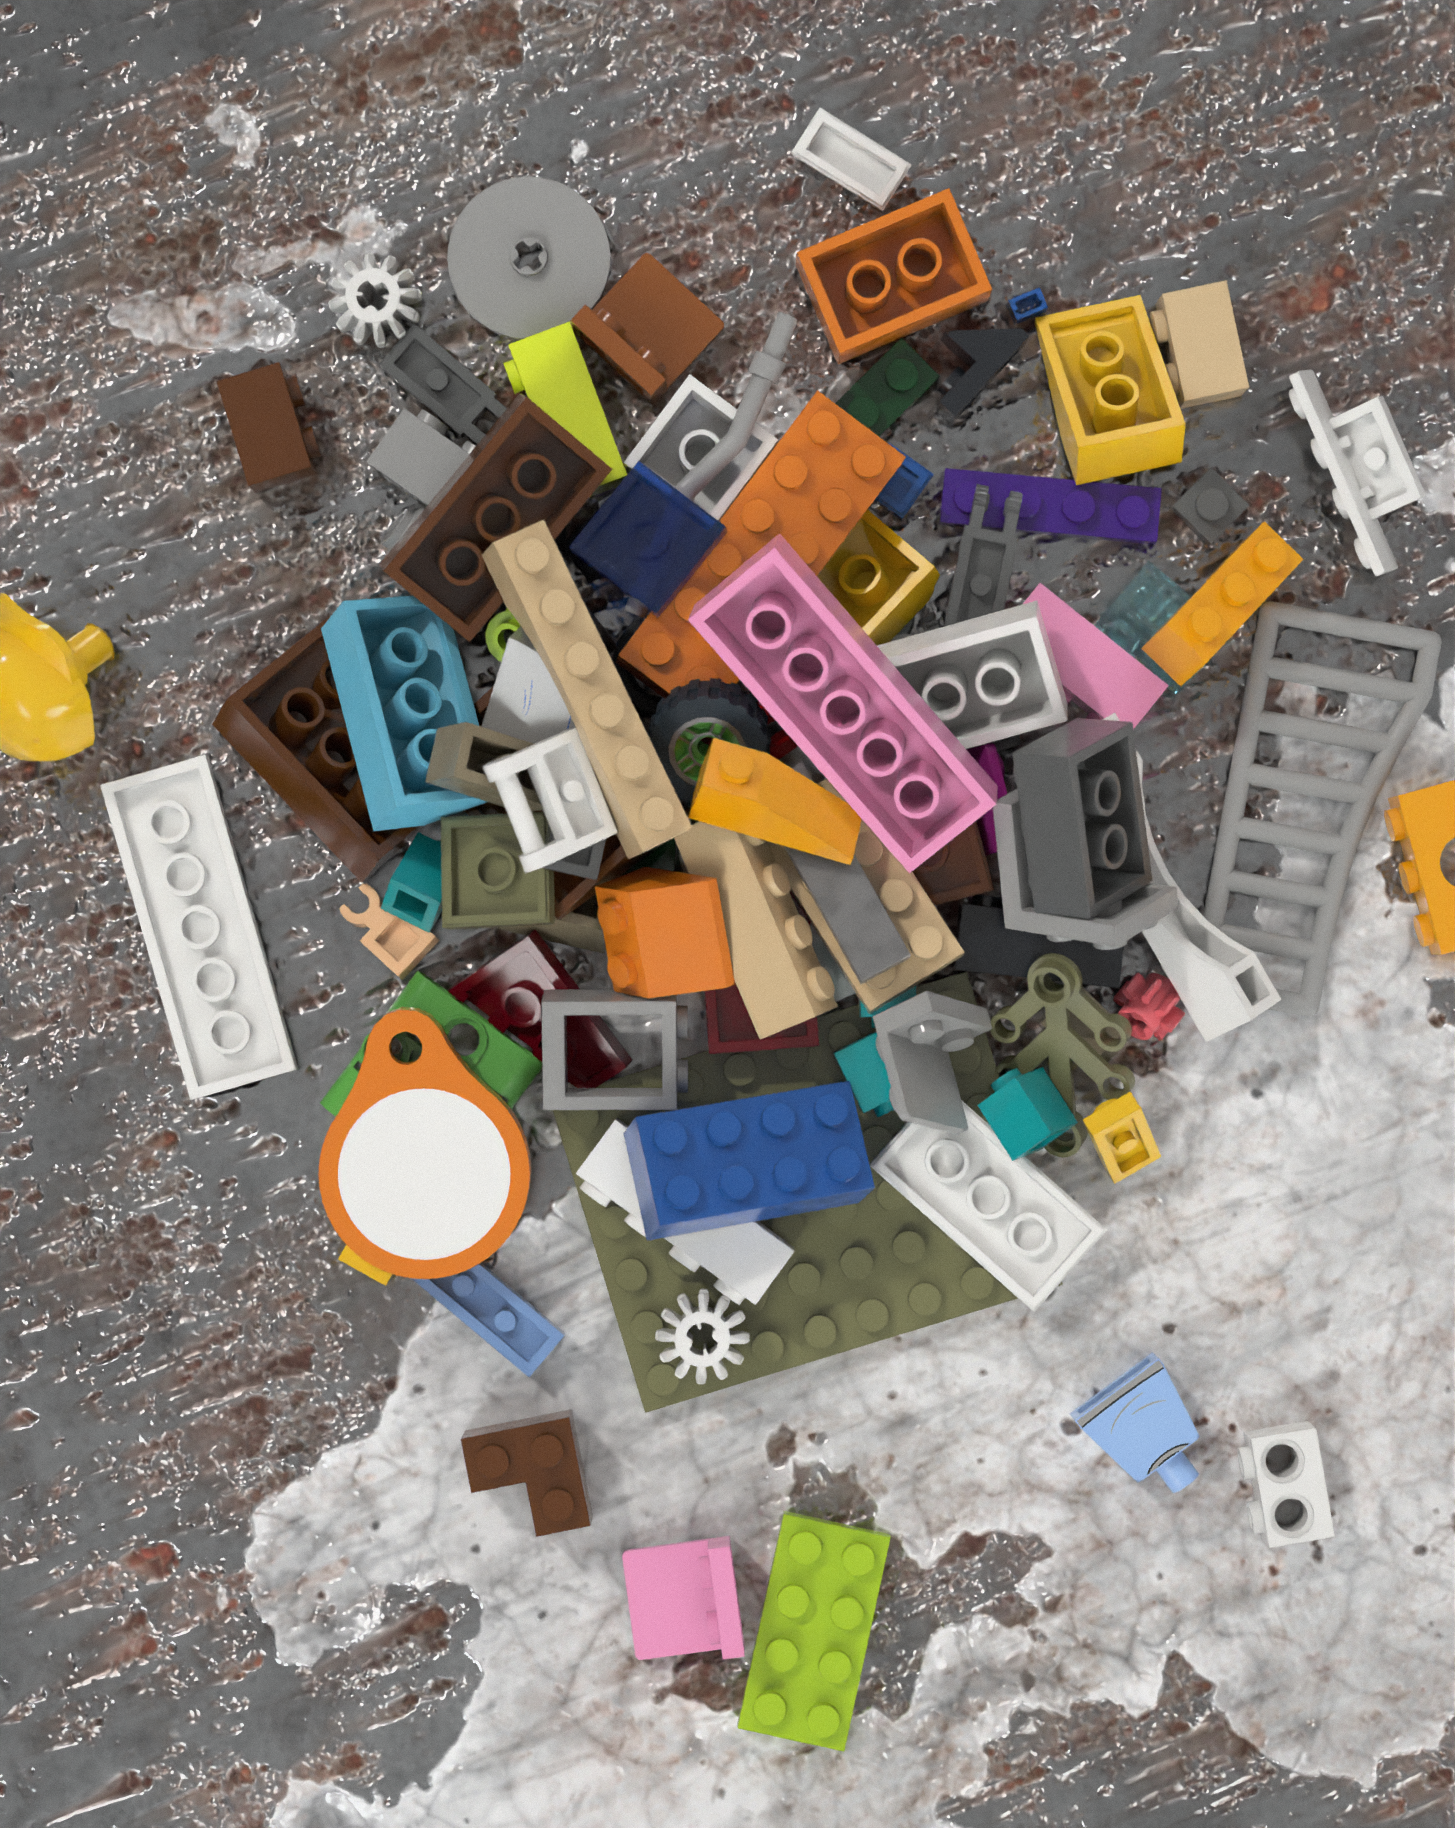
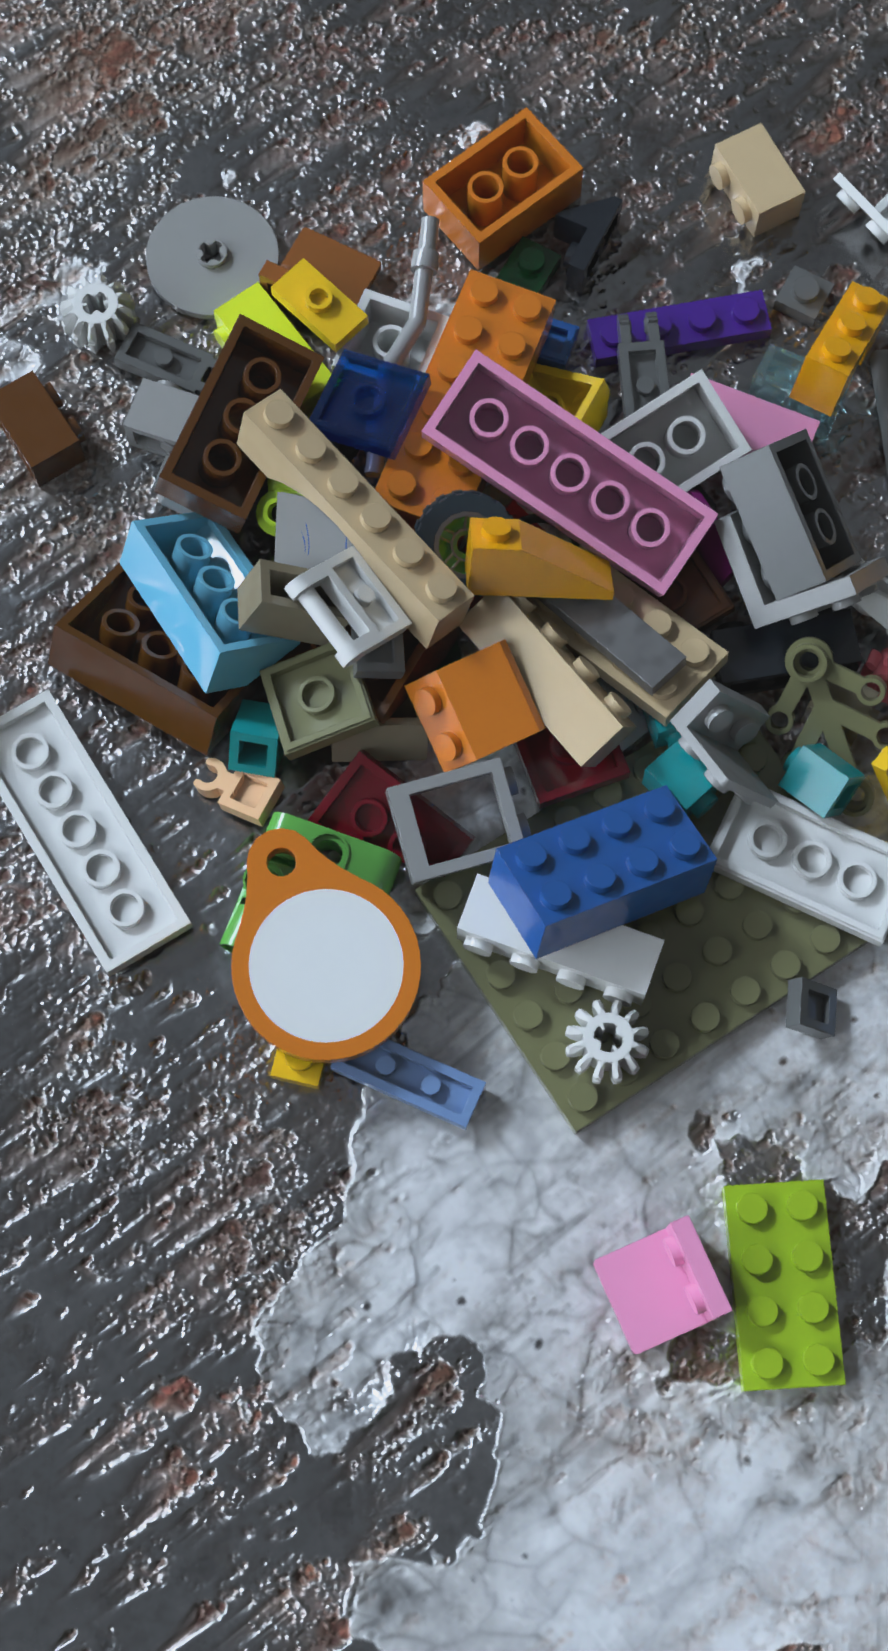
camera: 20 degrees left, 15 degrees down
(543, 1455) = (496, 1191): reddish brown brick -> none
(629, 385) = (319, 305): none -> yellow plate
(851, 159) = (441, 124): white tile -> none
(937, 1353) = (811, 1008): none -> dark grey plate
(1027, 306) = (614, 186): blue piece -> none
(1110, 390) = (700, 231): yellow slope -> none

